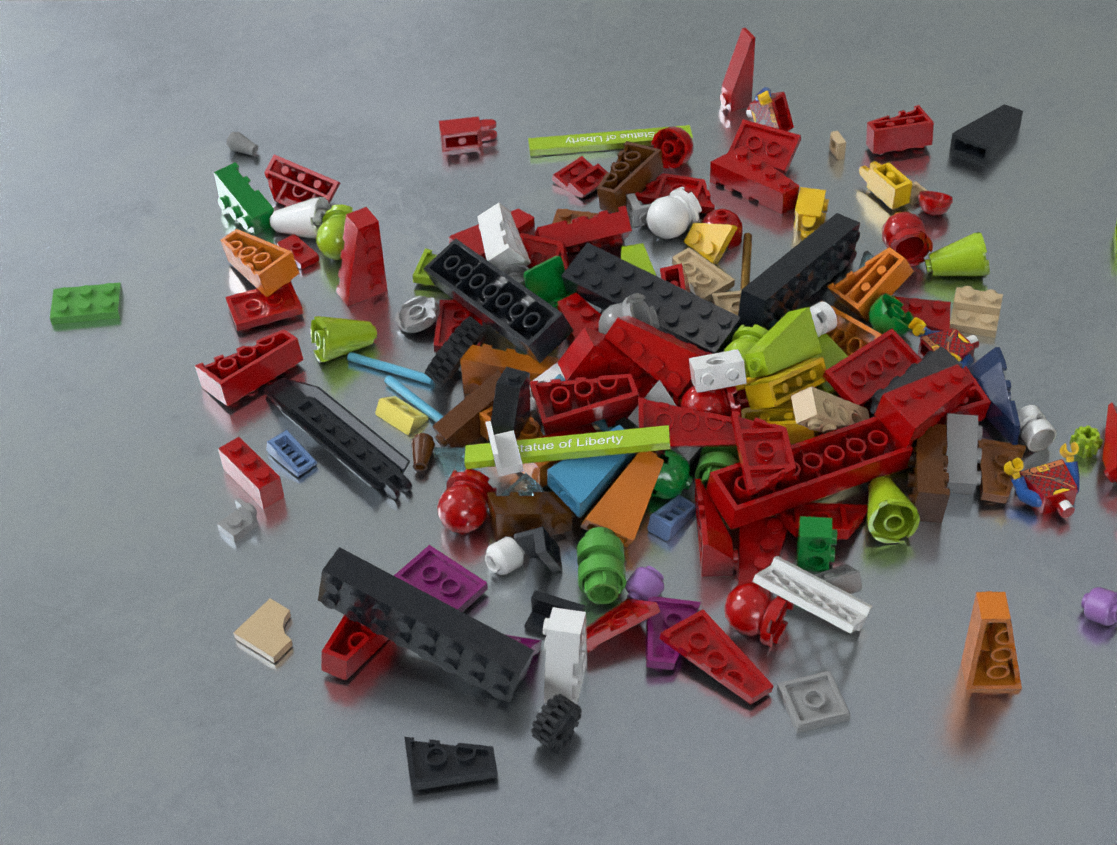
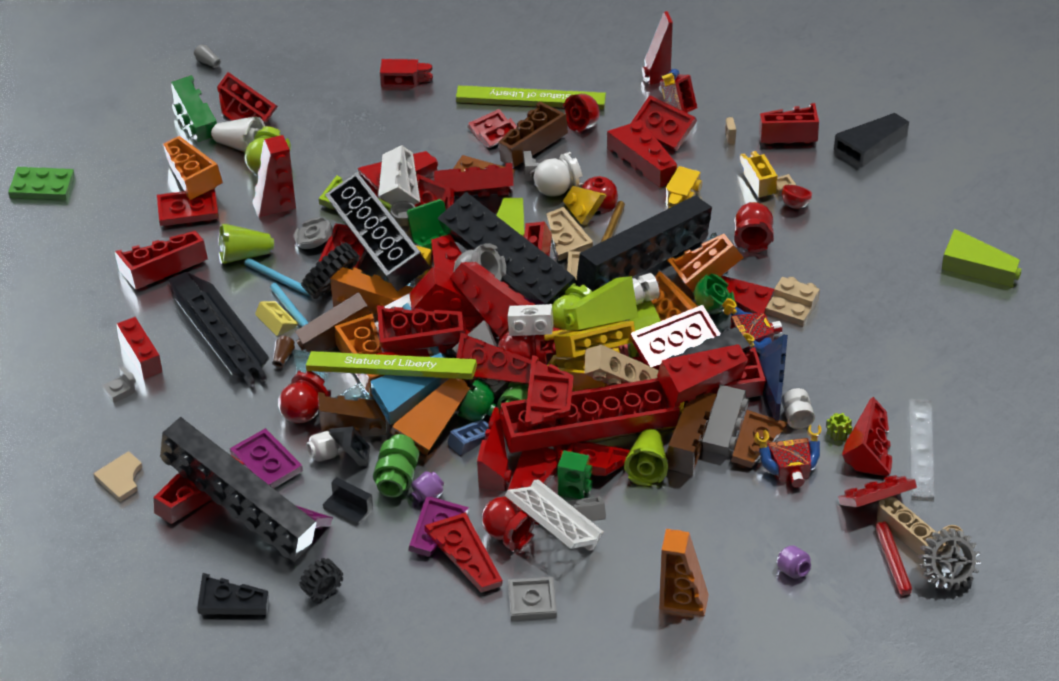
camera: 10 degrees right, 0 degrees up
(286, 439) = (174, 324): medium blue slope -> none
(301, 251) = (229, 162): red plate -> none
(505, 451) = (337, 360): white panel -> none
(511, 402) = (356, 324): black slope -> none
(565, 653) = (342, 529): white wedge -> none
(618, 620) = (390, 513): red wing -> none
(668, 182) = (586, 154): red wing -> none
(960, 258) = (796, 251): lime cone -> none

